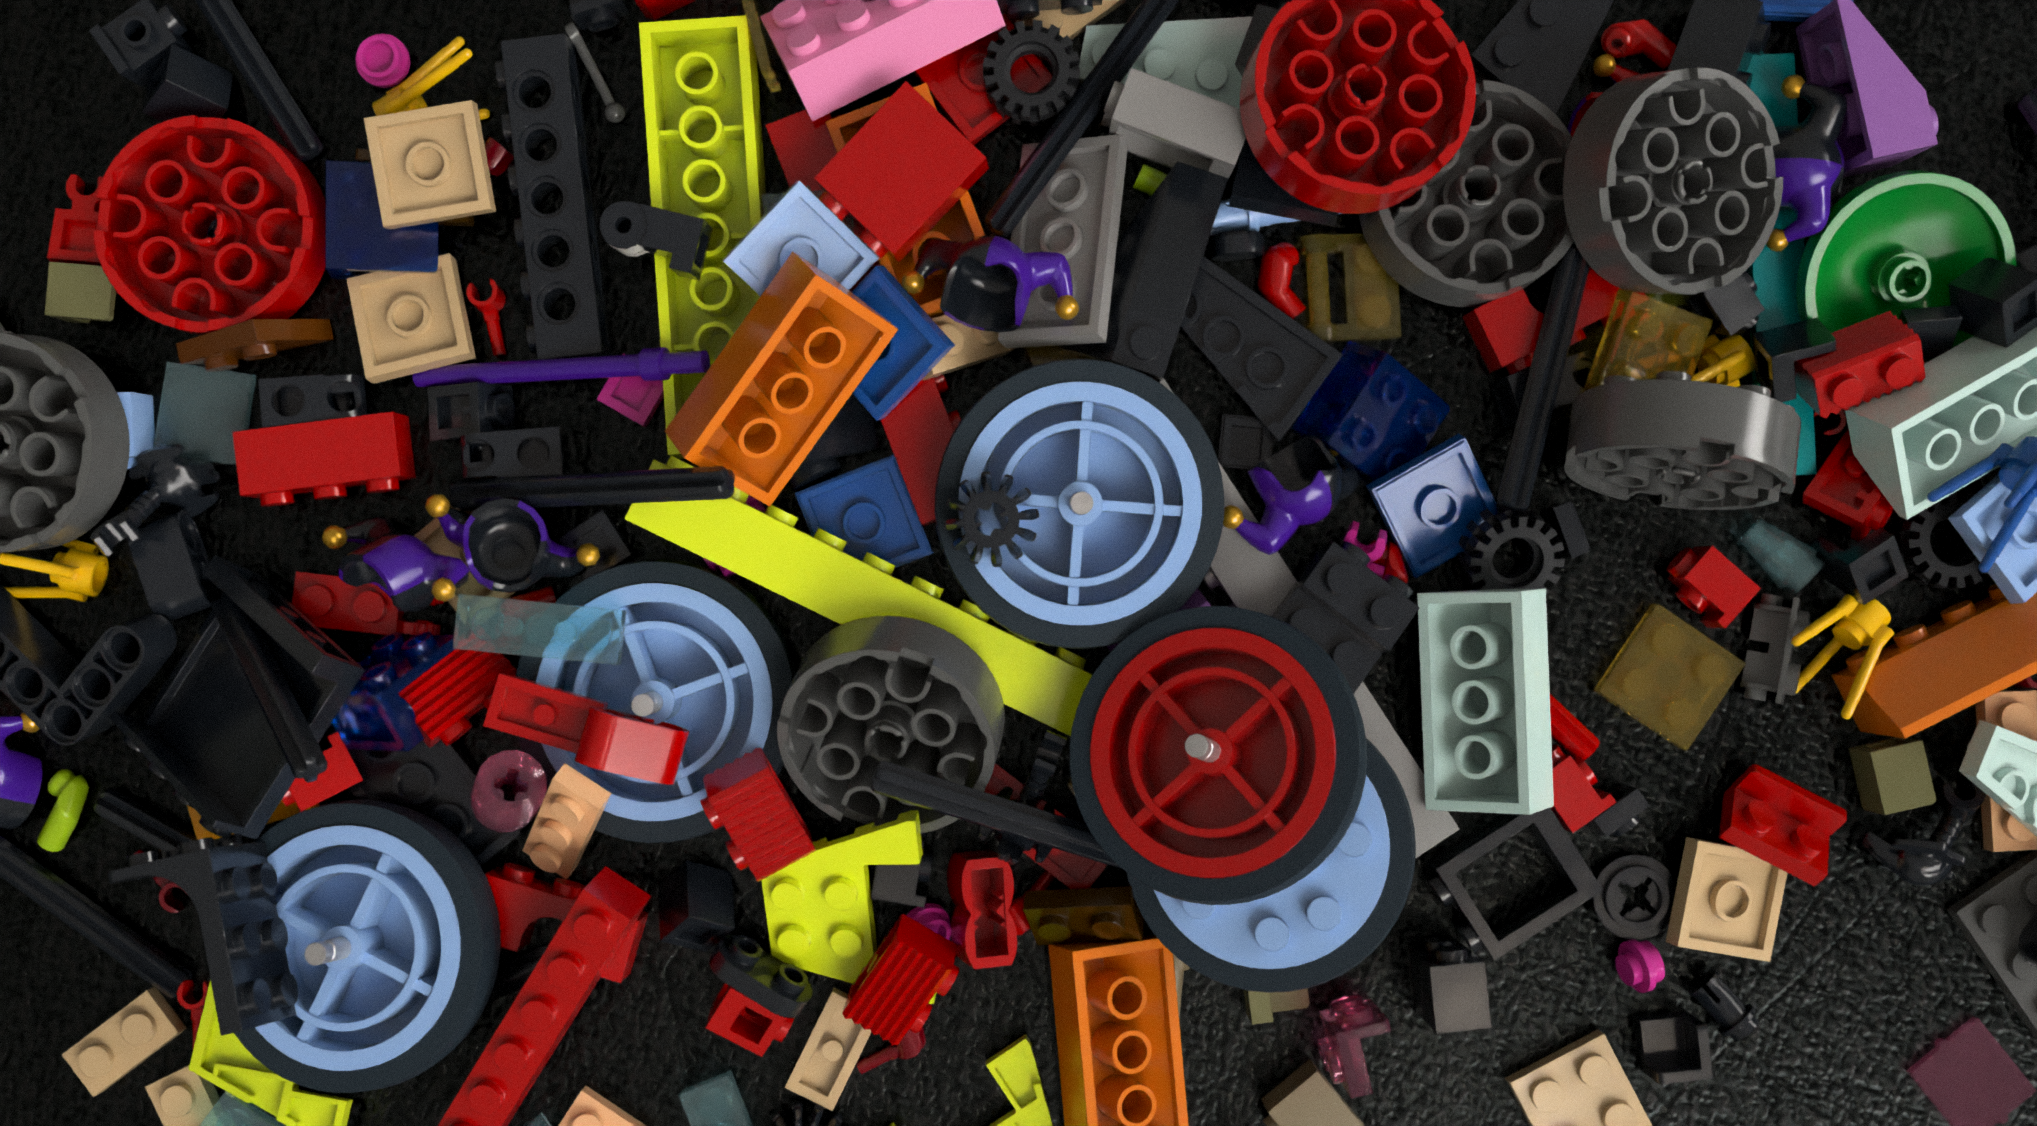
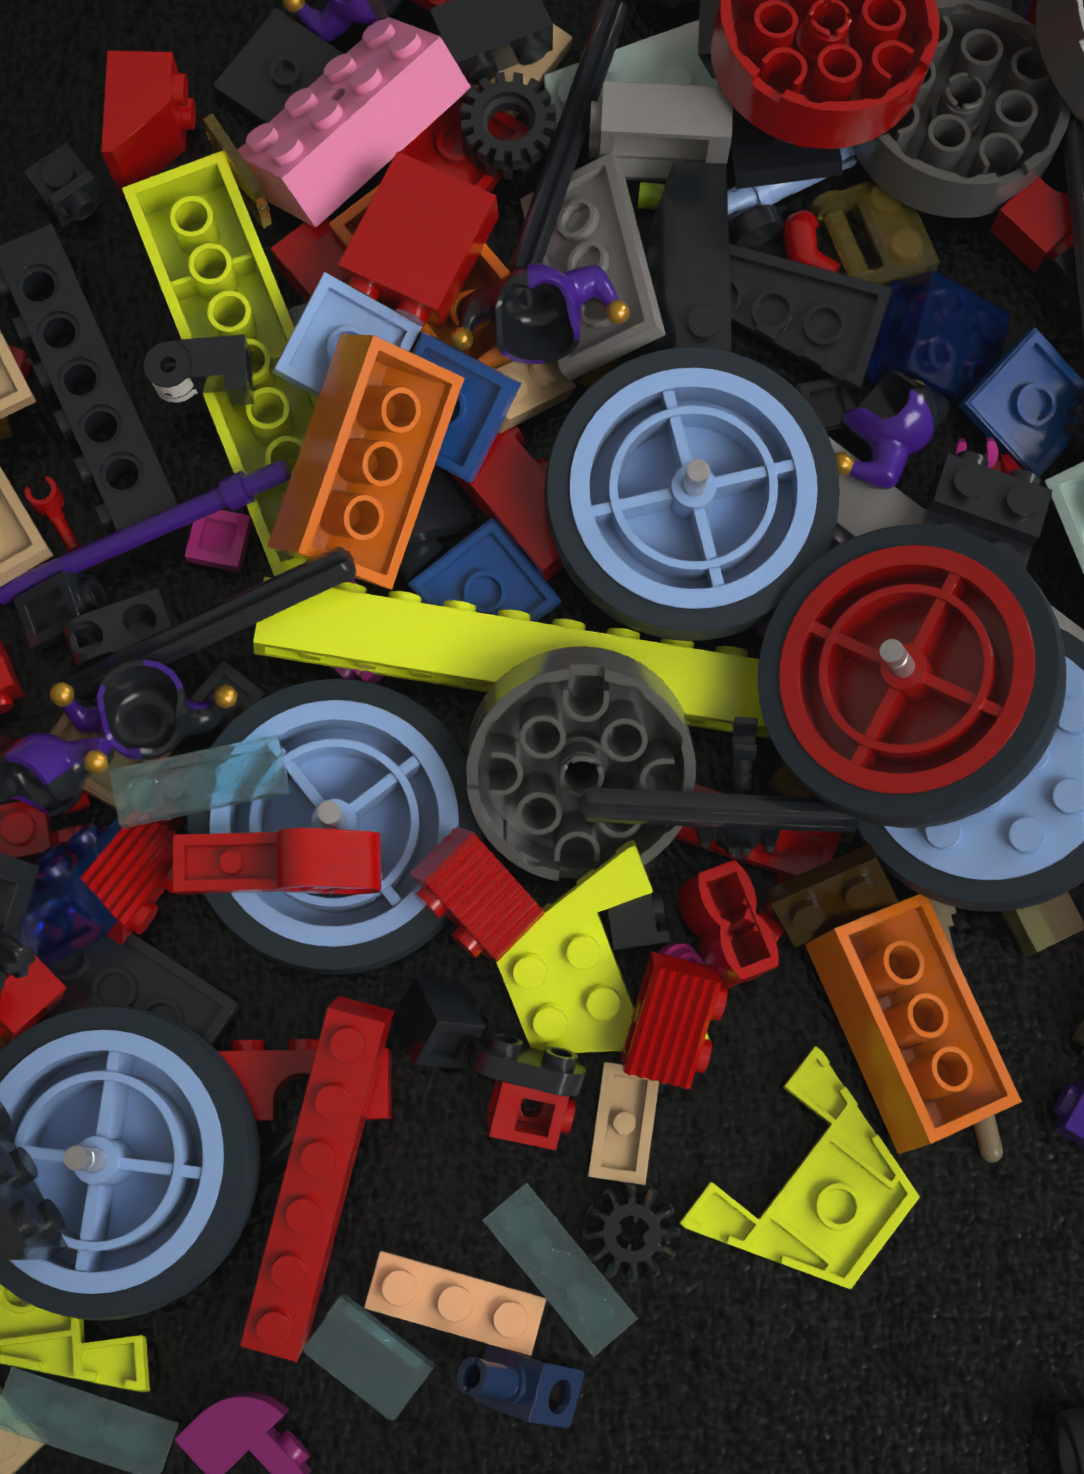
camera: 15 degrees left, 10 degrees down
(528, 785) = (216, 952): clear pink piece -> none
(565, 821) = (283, 966): light nougat plate -> none
(614, 111) = (118, 289): dark grey hinge -> none
(907, 1048) = (696, 1097): dark red hand -> none
(984, 501) = (632, 534): black gear -> none

